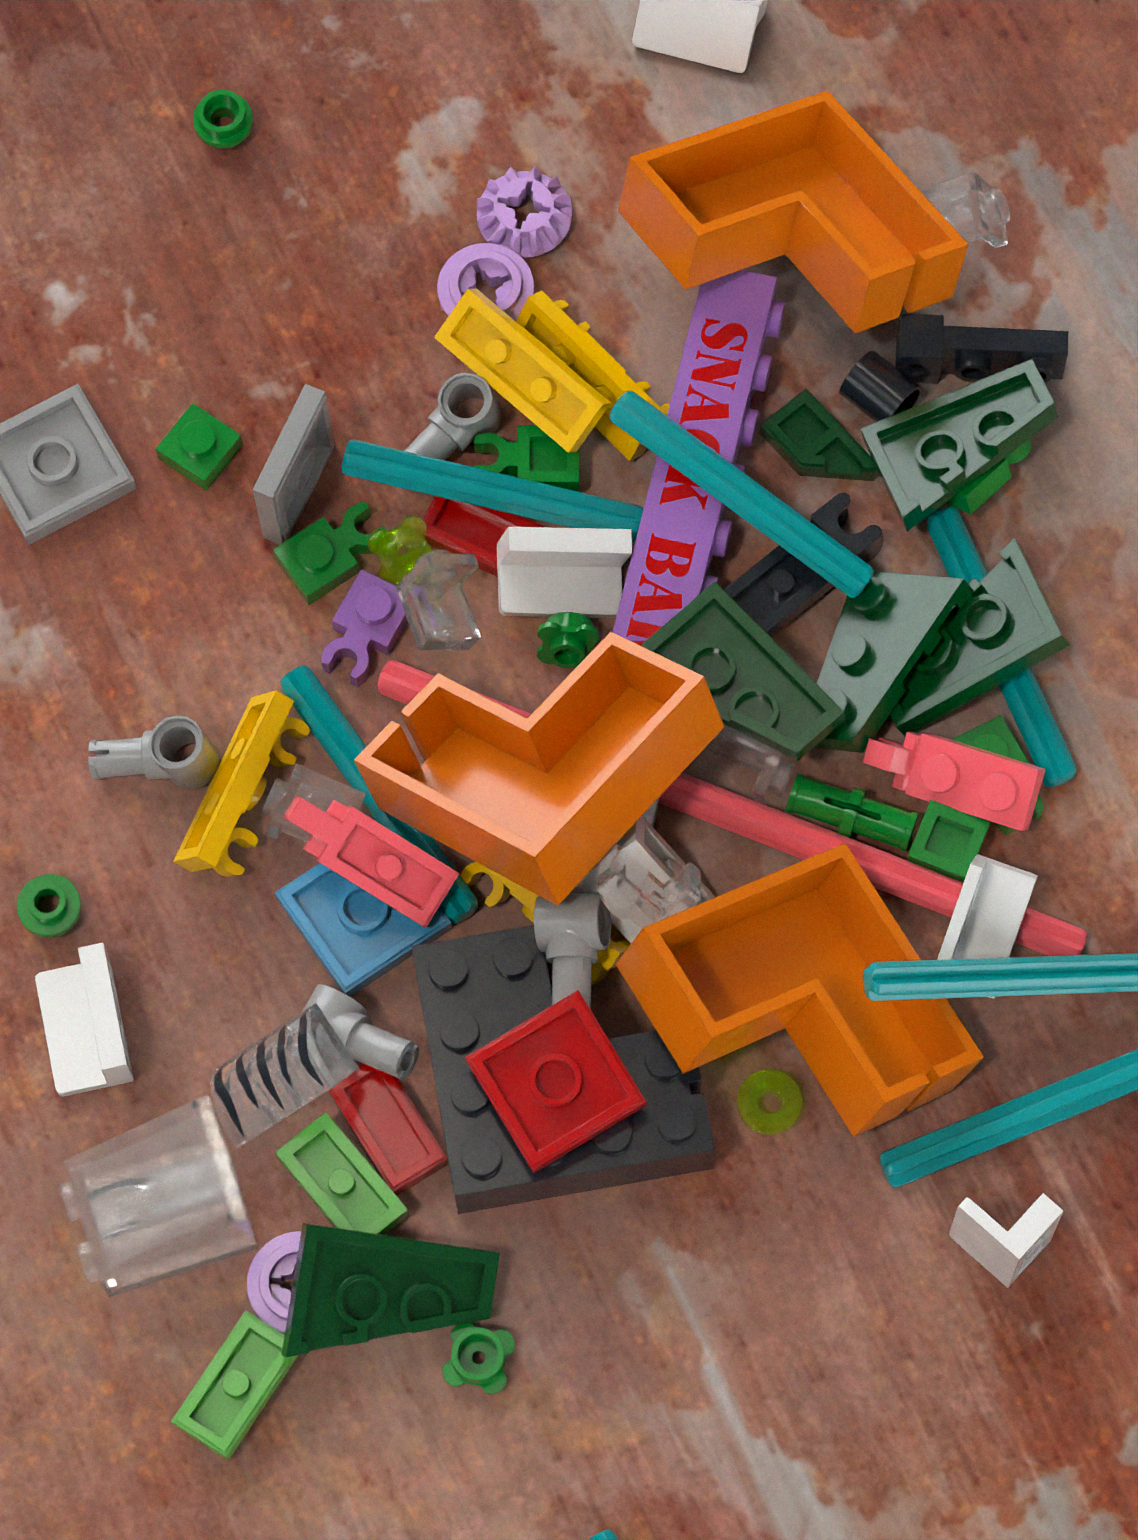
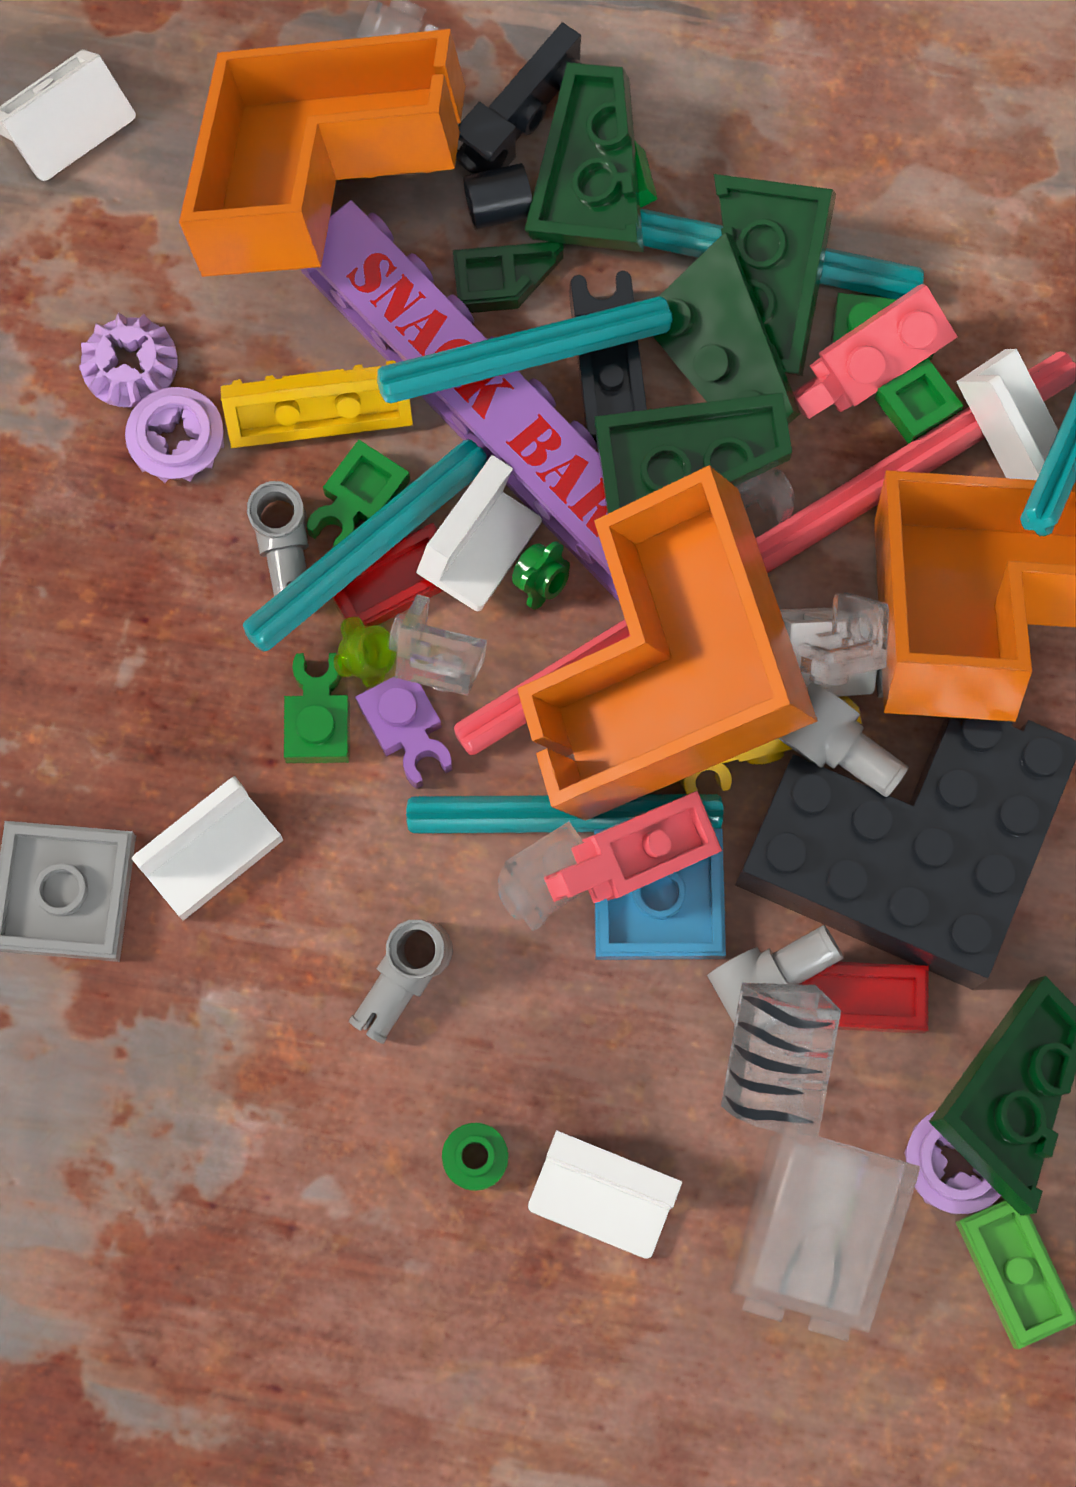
camera: 60 degrees left, 5 degrees up
(159, 542) = (207, 848): none -> white panel
(199, 446) = (139, 757): green plate -> none
(239, 784) = (478, 923): yellow plate -> none
(294, 465) = (231, 683): light grey tile -> none
(340, 1179) = (895, 1067): bright green plate -> none
(522, 370) = (283, 446): yellow plate -> none
(555, 1081) = (955, 828): red tile -> none
(772, 1083) = (1061, 676): clear neon green plate -> none
(852, 812) = (872, 433): green pin -> none

